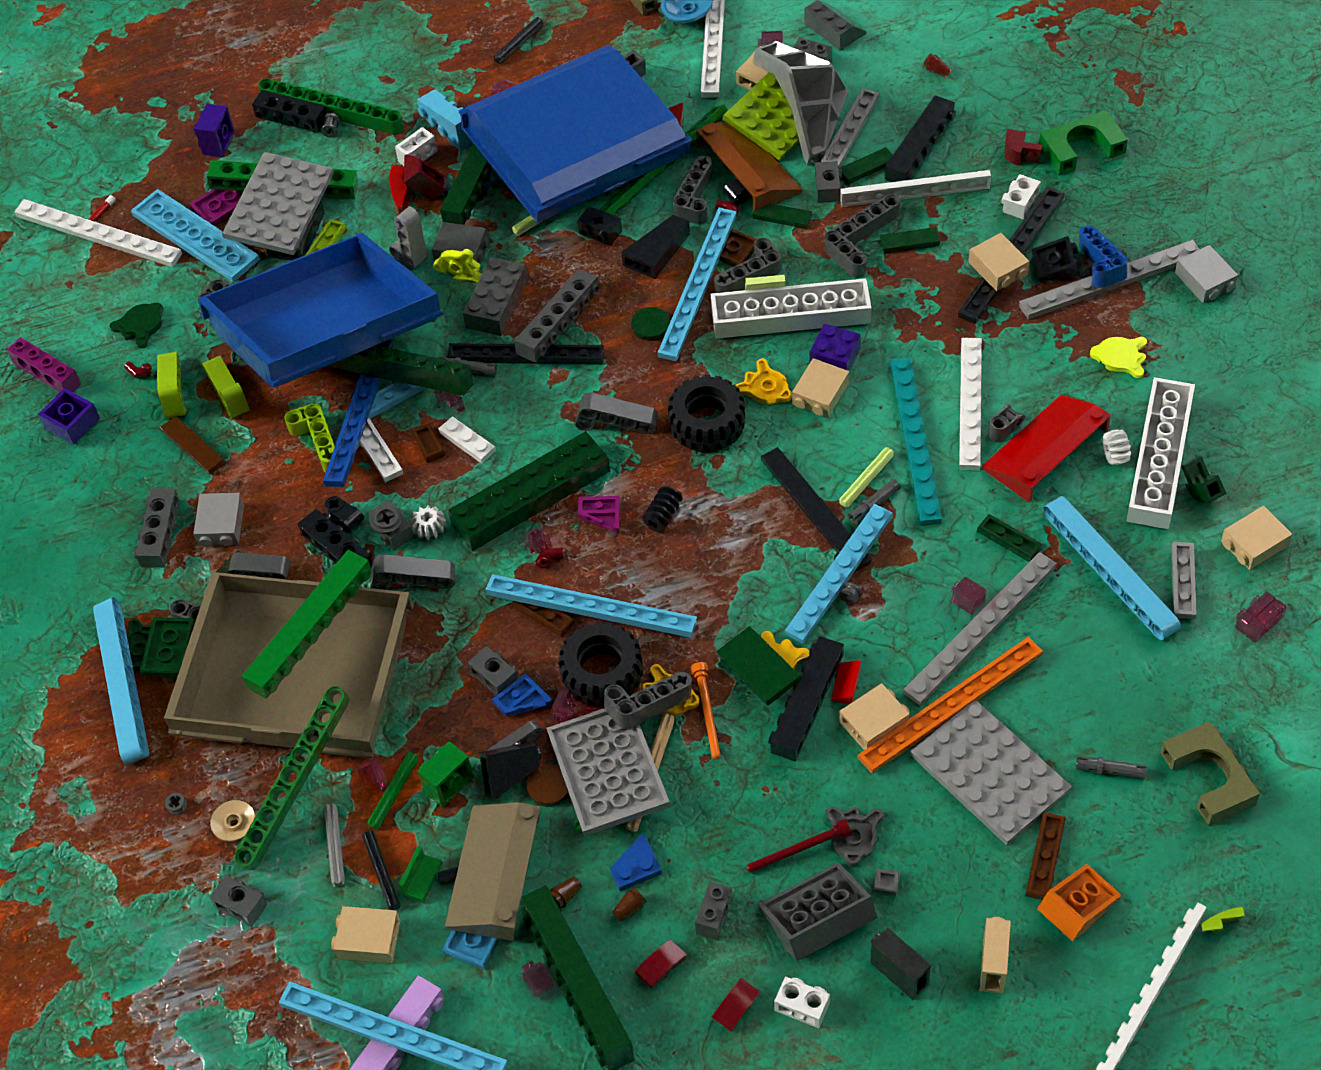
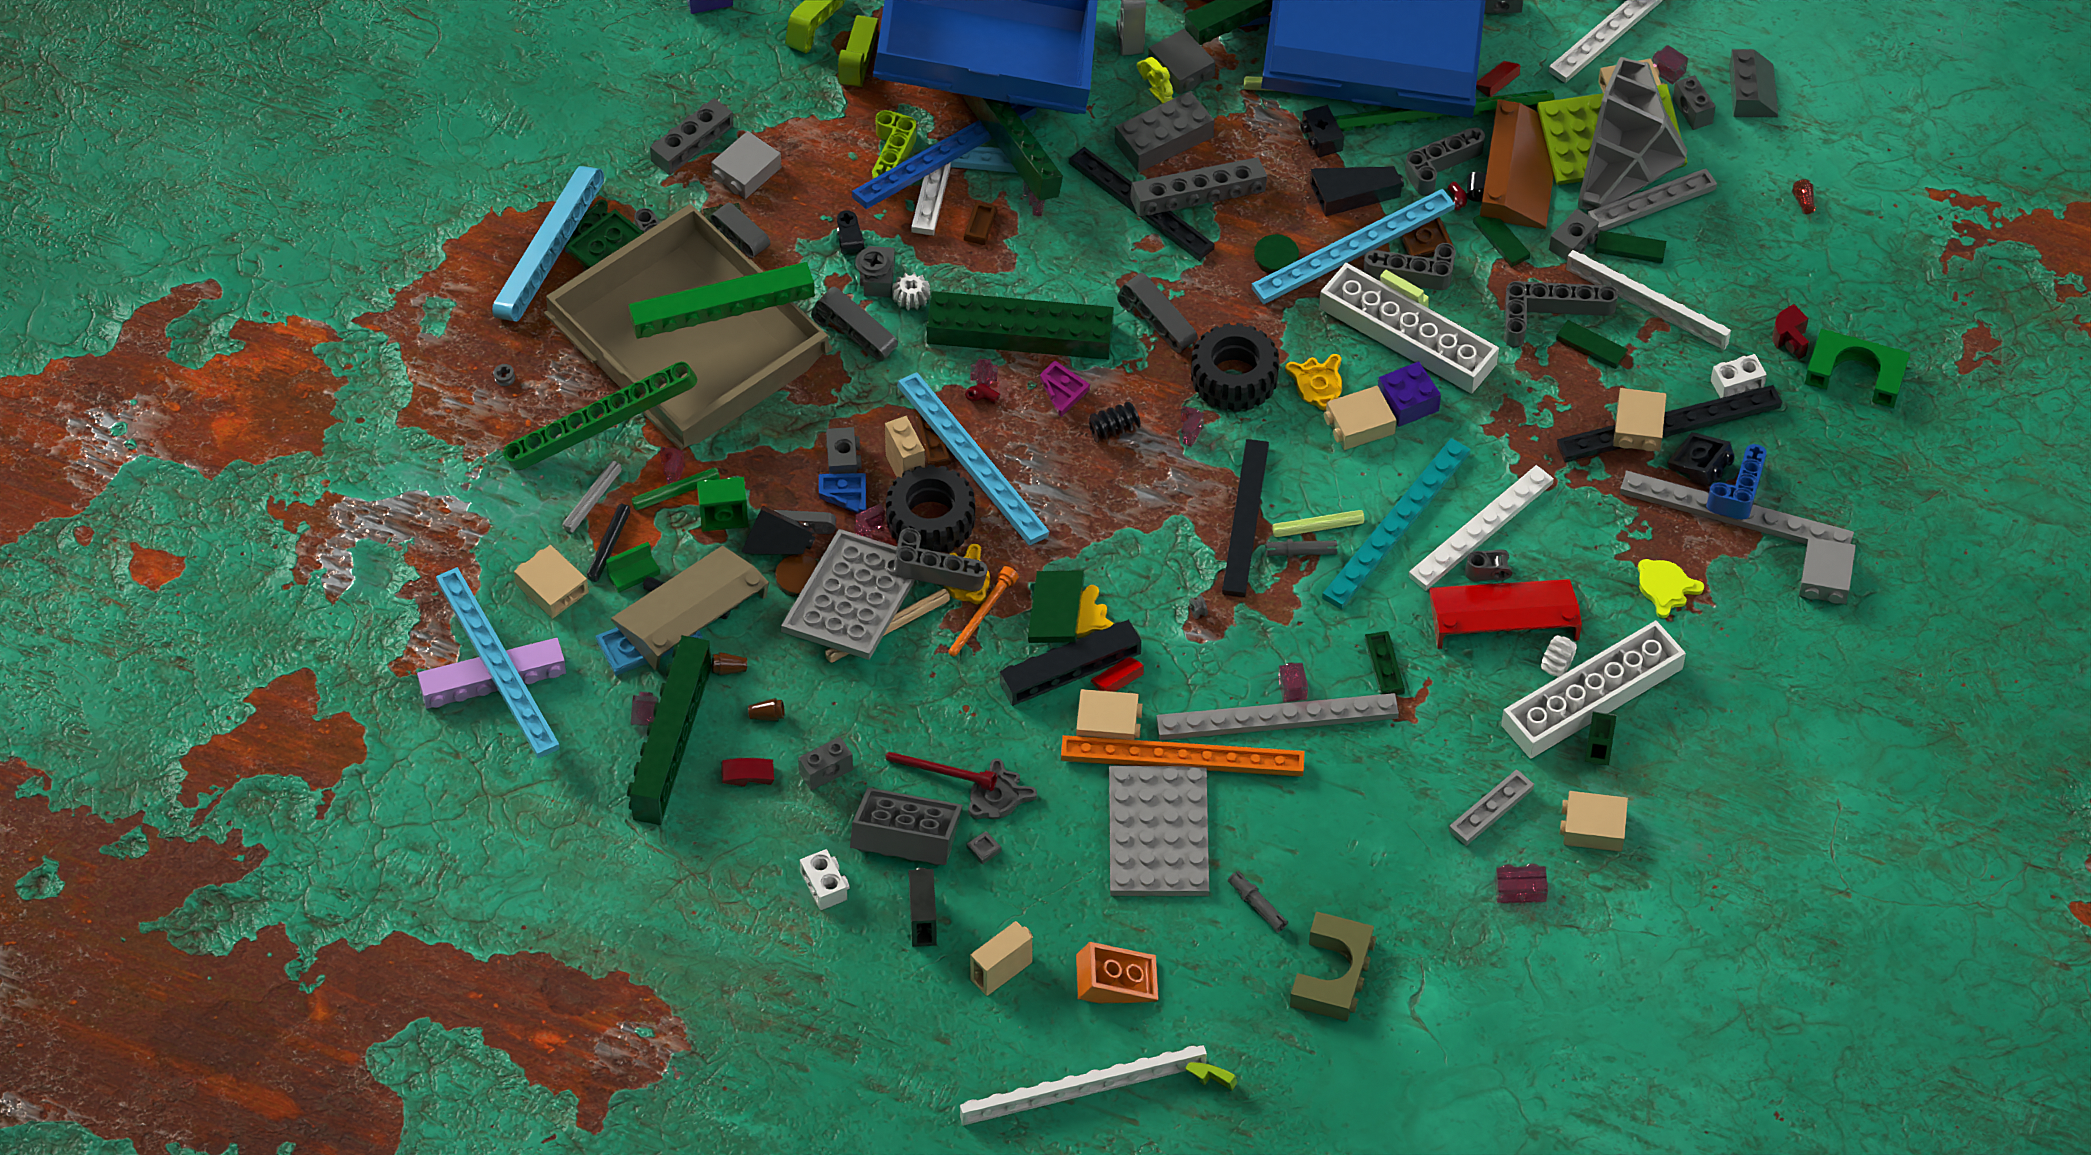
camera: 35 degrees right, 0 degrees up
(192, 445) = (786, 84): reddish brown tile -> none
(229, 813) = (530, 413): tan dish -> none
(247, 909) = (474, 475): dark grey brick -> none
(330, 538) = (818, 251): black brick -> none
(467, 439) = (1015, 244): white plate -> none
(476, 367) = (1072, 172): dark grey pin -> none
(542, 635) = (903, 446): none -> tan brick
(635, 865) = (804, 686): blue wing -> none
(715, 469) = (1192, 426): none -> clear pink bracket
(736, 1004) = (772, 841): dark red slope -> none
(838, 574) = (1204, 583): medium azure plate -> none
(920, 140) = (1704, 257): black brick -> none
(1045, 855) = (1134, 922): reddish brown tile -> none
(1112, 568) = (1440, 751): medium azure beam -> none

